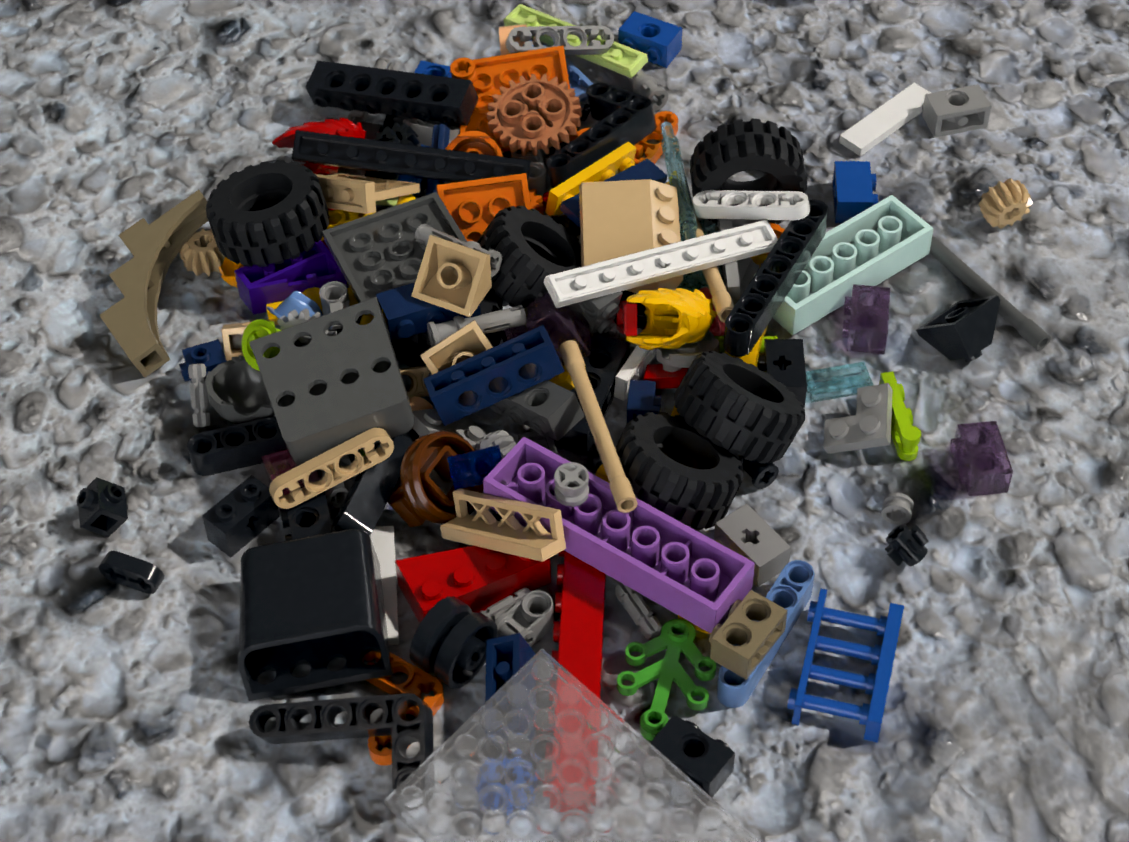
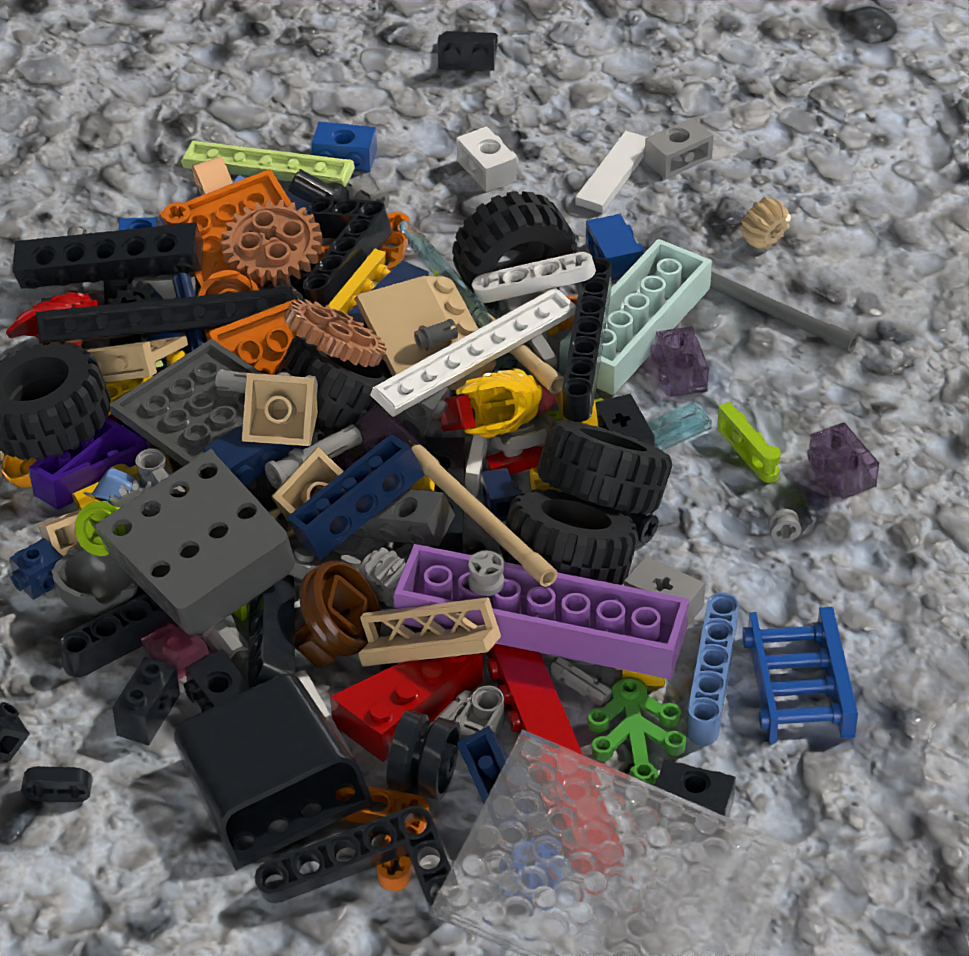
camera: 20 degrees left, 5 degrees down
(199, 395) = (46, 597): light grey axle -> none
(329, 463) = (259, 604): tan beam -> none
(472, 467) = (372, 588): clear blue brick -> none
(538, 215) = (335, 333): none -> nougat gear
(559, 36) = (260, 161): light grey beam -> none
(600, 71) = (310, 188): none -> black piece
(631, 238) = (428, 336): none -> dark grey pin
(753, 636) = (703, 668): dark tan brick -> none
(773, 80) = (487, 159): none -> white brick
(868, 427) = (725, 461): light grey plate -> none
(906, 545) = (808, 555): black gear -> none
(963, 328) = (774, 347): black slope -> none

